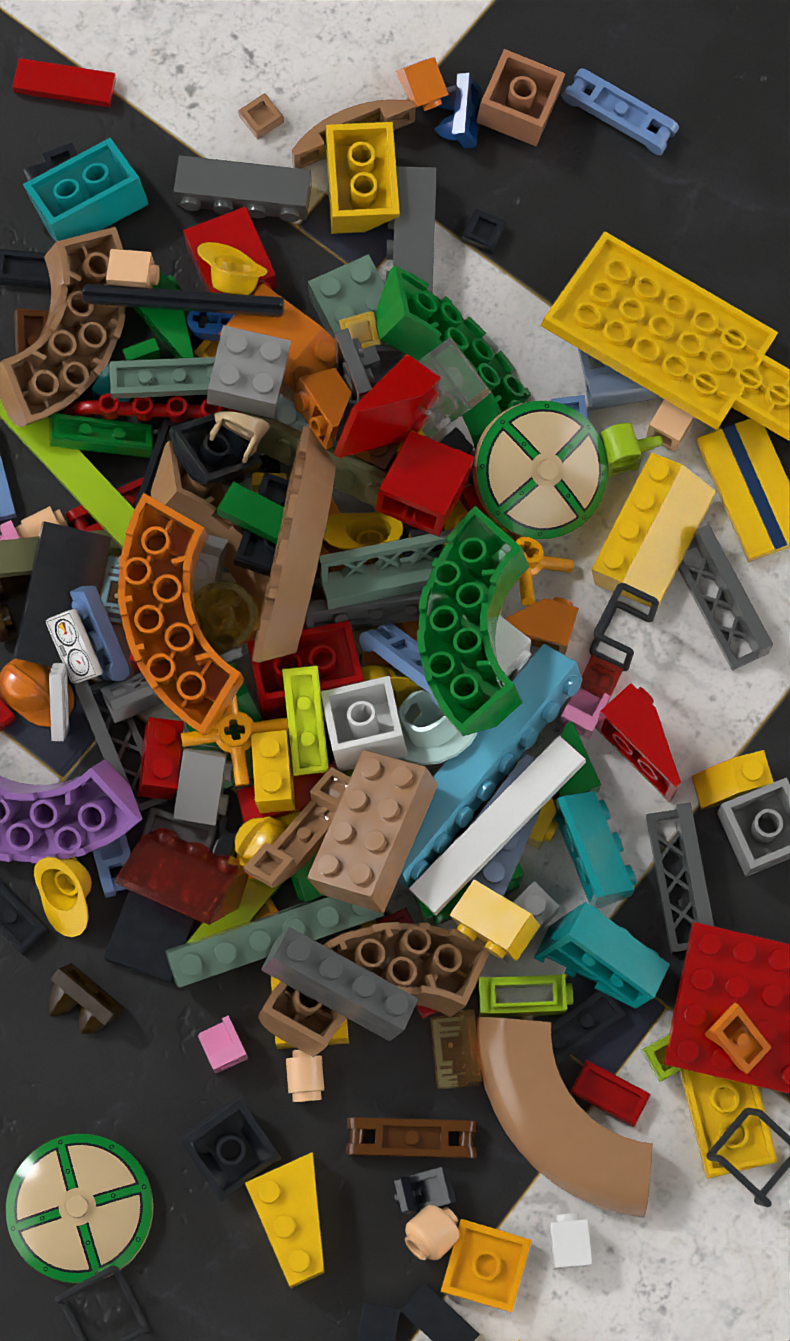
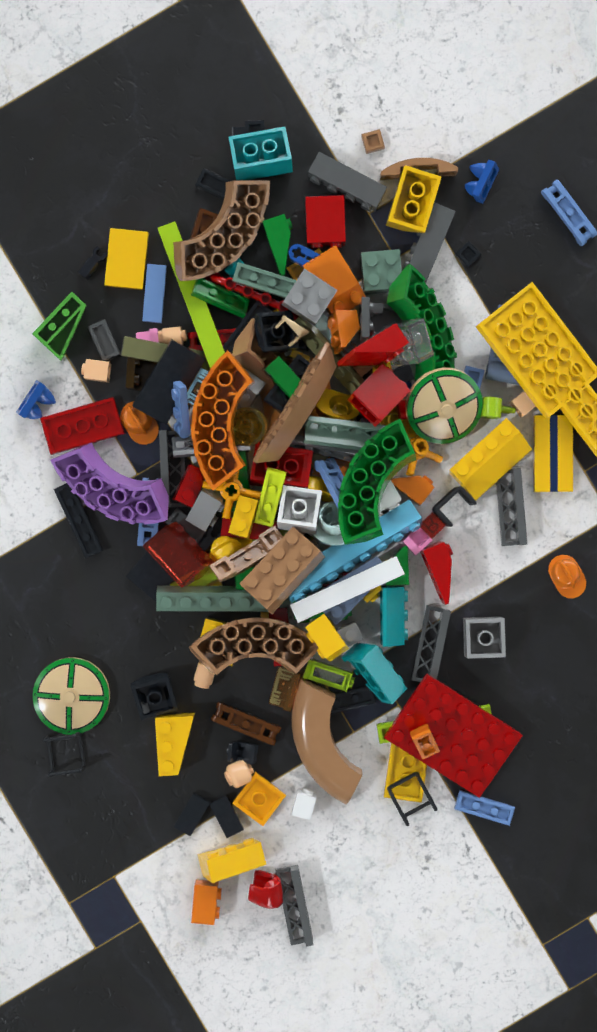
camera: 20 degrees right, 15 degrees up
(59, 701) = (148, 436): white tile -> none
(63, 893) = (116, 537): yellow piece -> none
(64, 82) = (272, 81): red tile -> none
(74, 646) = (165, 411): slope -> none
(75, 987) = (107, 587): dark brown tile -> none
(132, 269) = (268, 213): light nougat brick -> none
(143, 351) = (258, 259): green tile -> none
(183, 300) = (289, 240): black axle -> none
(222, 1045) = (169, 643): bright pink panel -> none
(231, 269) = (322, 232): yellow piece -> none
(339, 984) = (234, 647): dark grey brick -> none
(362, 327) = (378, 292): yellow tile -> none
(423, 83) = (467, 157): orange slope -> none
(520, 97) = (517, 186): nougat brick -> none
(610, 1093) = (352, 737): red tile -> none
(731, 779) = (477, 605): yellow slope -> none

